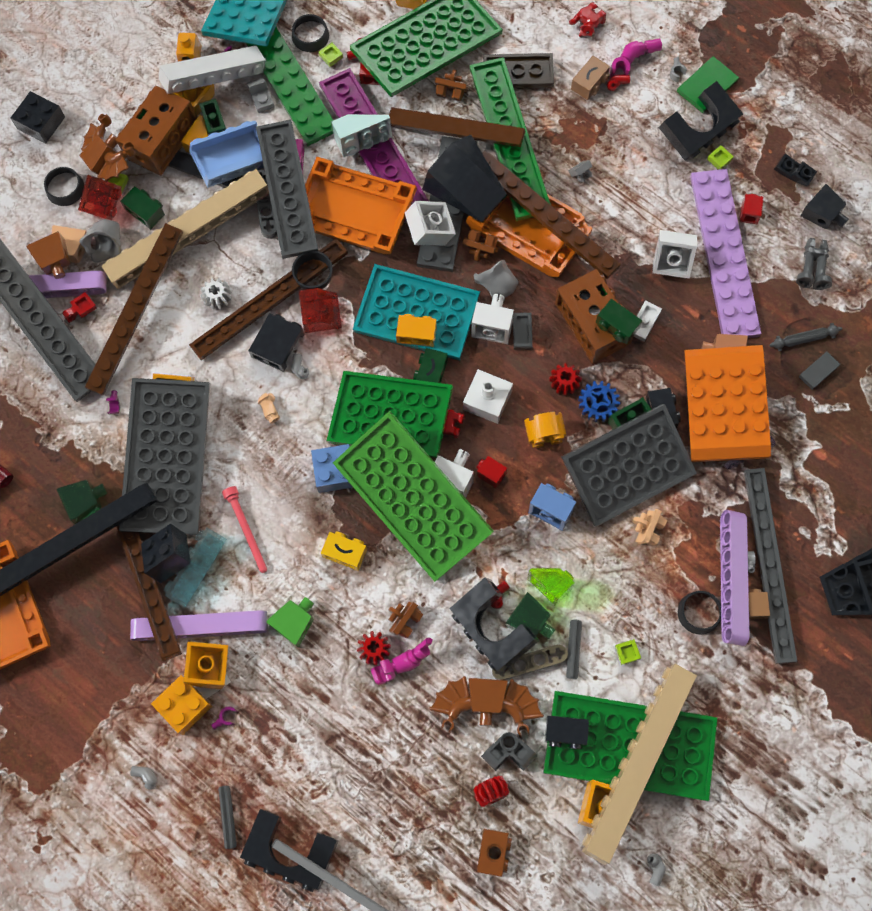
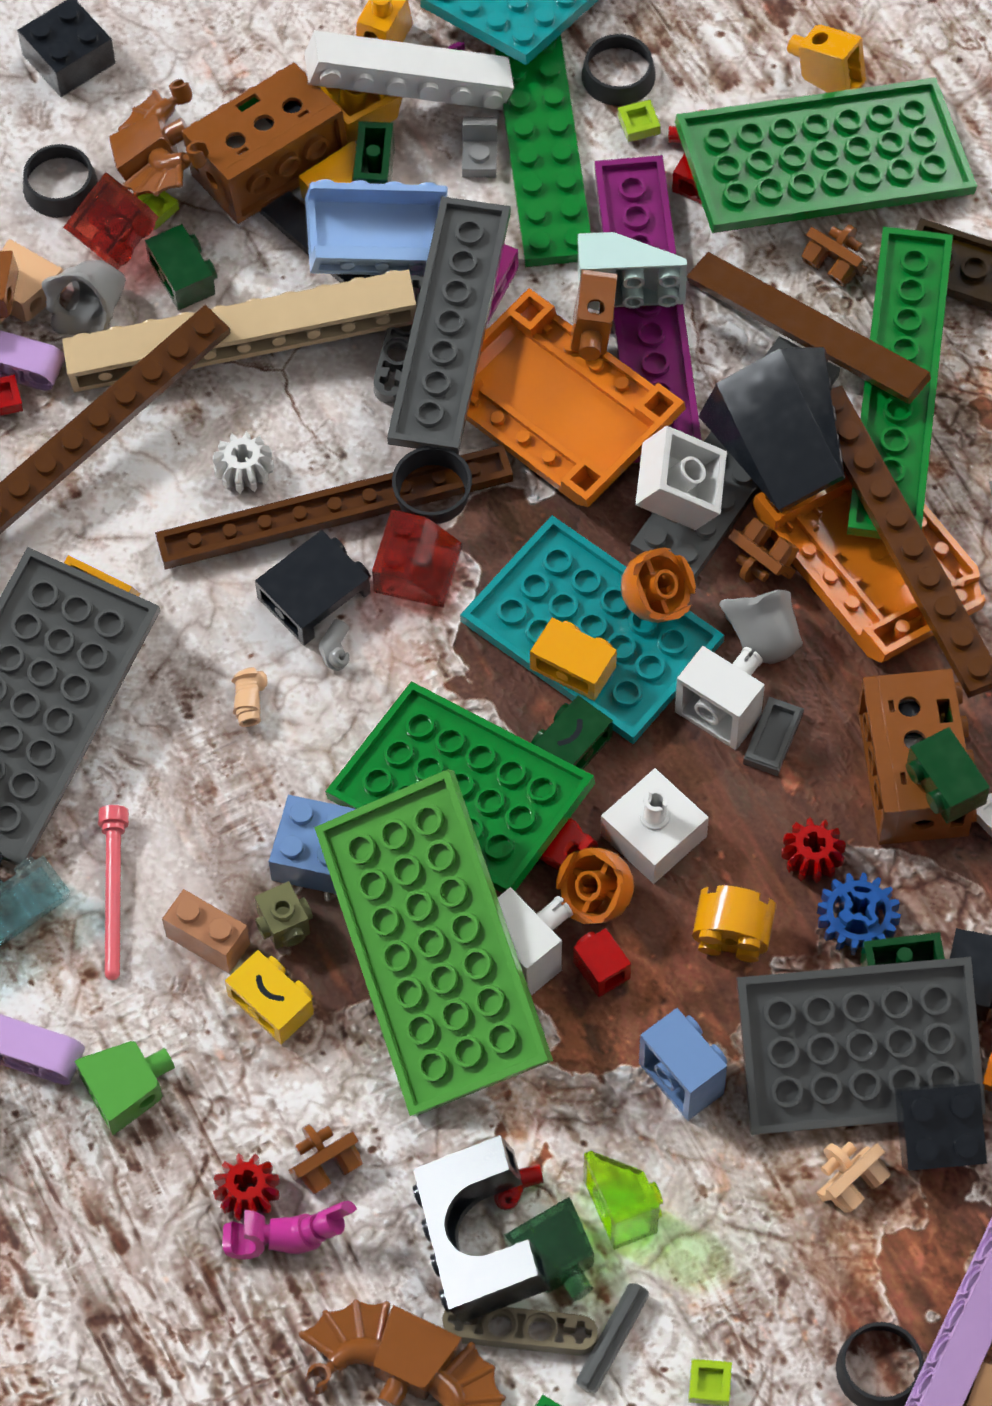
camera: 20 degrees right, 10 degrees down
(300, 531) = (206, 931): none -> nougat brick
(333, 510) = (282, 916): none -> olive brick
(355, 166) = (592, 330): none -> dark orange torso
(441, 280) = (658, 585): none -> orange cylinder
(474, 436) = (595, 885): none -> orange cylinder
(681, 488) = (940, 1126): none -> black brick

